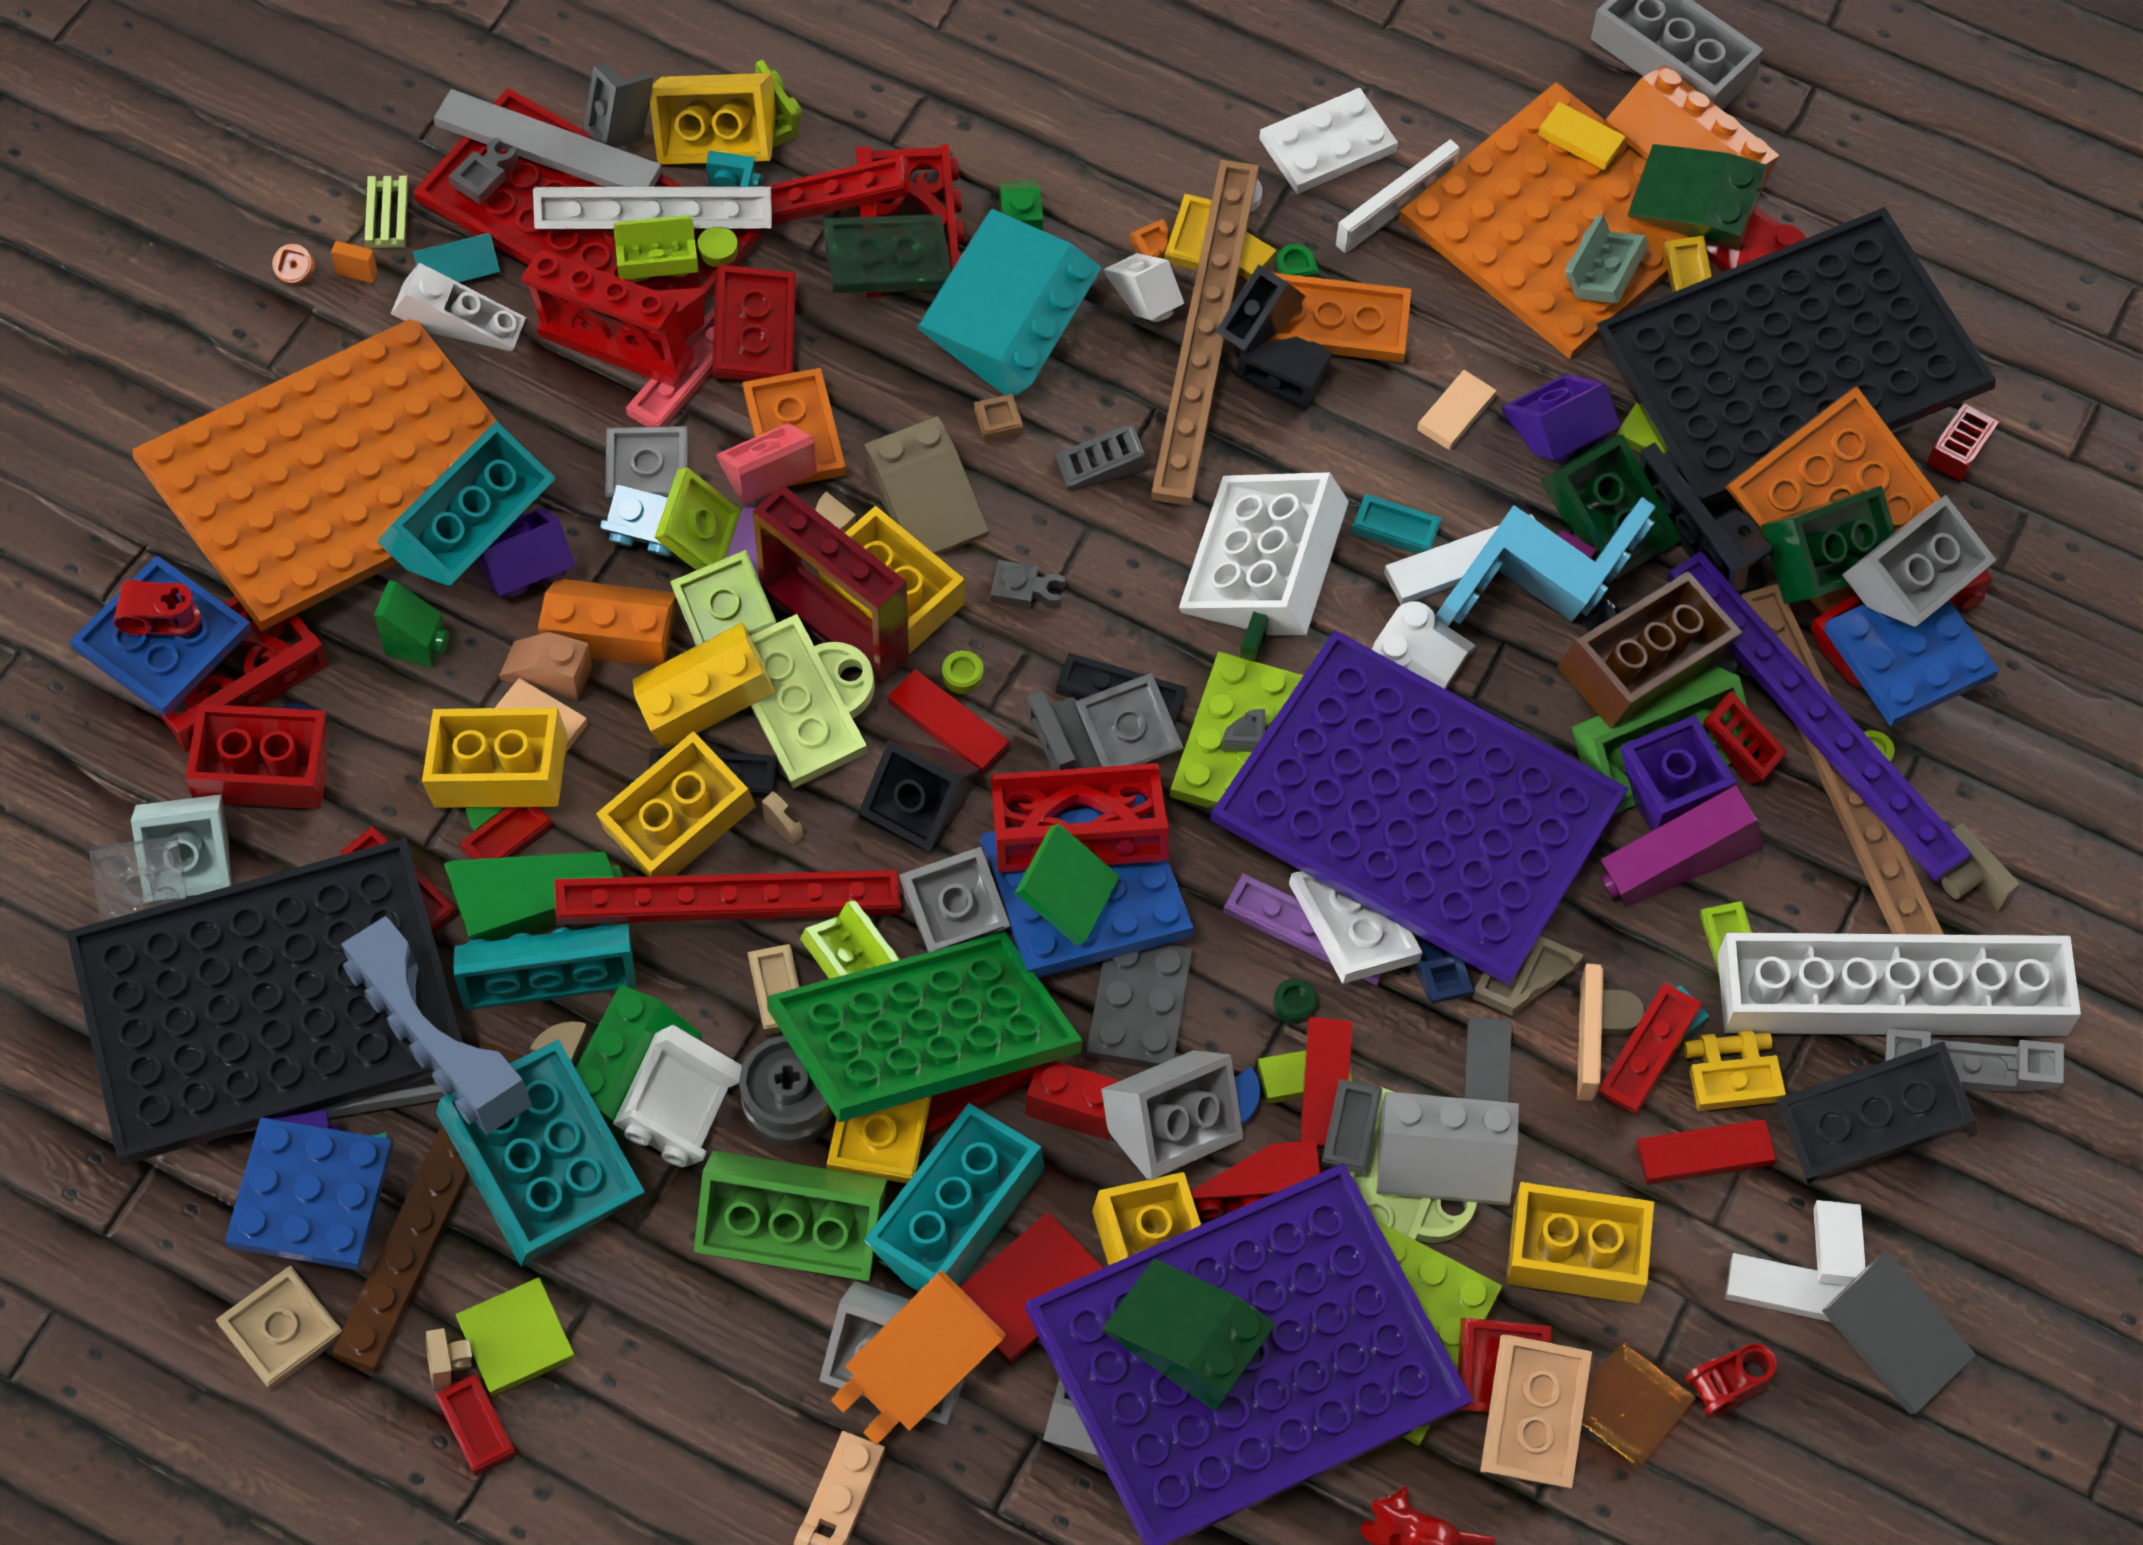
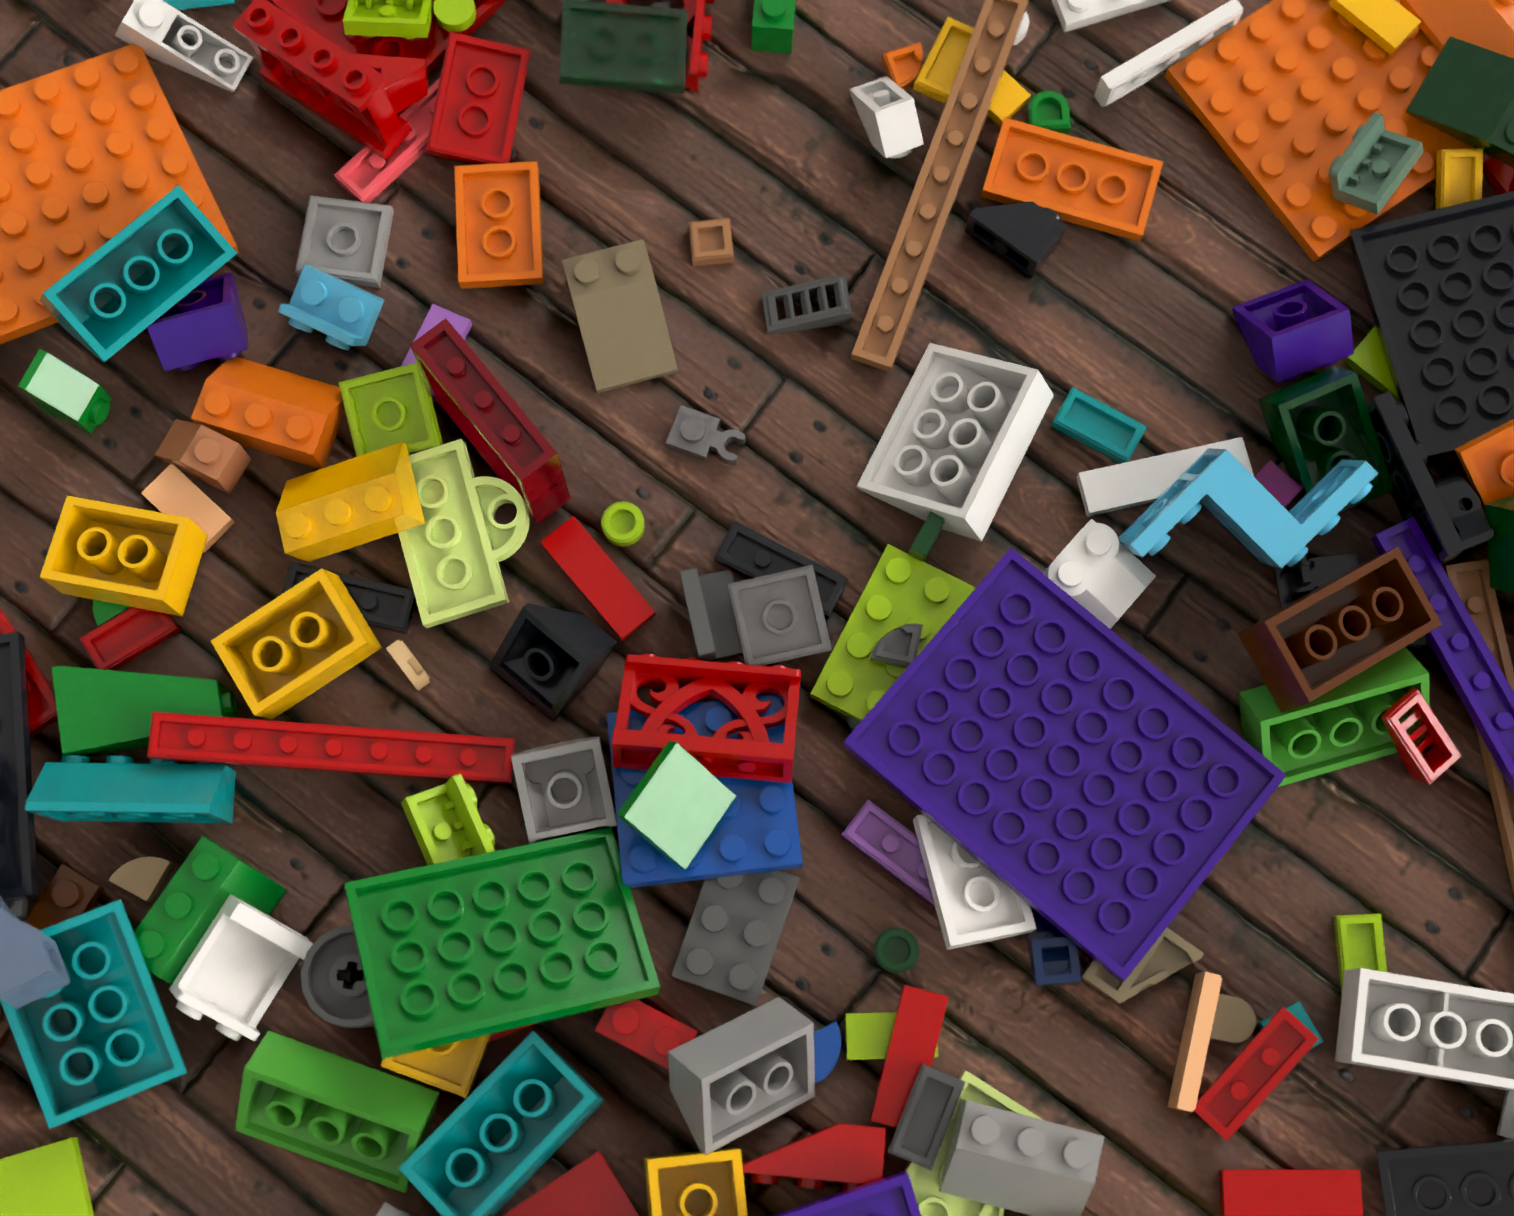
camera: 10 degrees right, 15 degrees up
(697, 521) = (377, 320): lime tile -> none
(768, 461) = (460, 263): coral slope -> none
(771, 973) = (370, 841): tan tile -> none
(835, 512) = (520, 331): tan tile -> none
(932, 585) = (570, 412): yellow brick -> none
(1008, 301) = (740, 117): teal slope -> none
(1260, 310) = (999, 169): black slope -> none
(1456, 410) = (1185, 304): light nougat tile -> none
(1487, 1059) = (1079, 1066): dark grey tile -> none
(1674, 771) = (1340, 766): dark purple slope -> none
(1683, 849) = (1328, 852): magenta slope -> none
(1734, 1082) = (1337, 1122): yellow plate -> none

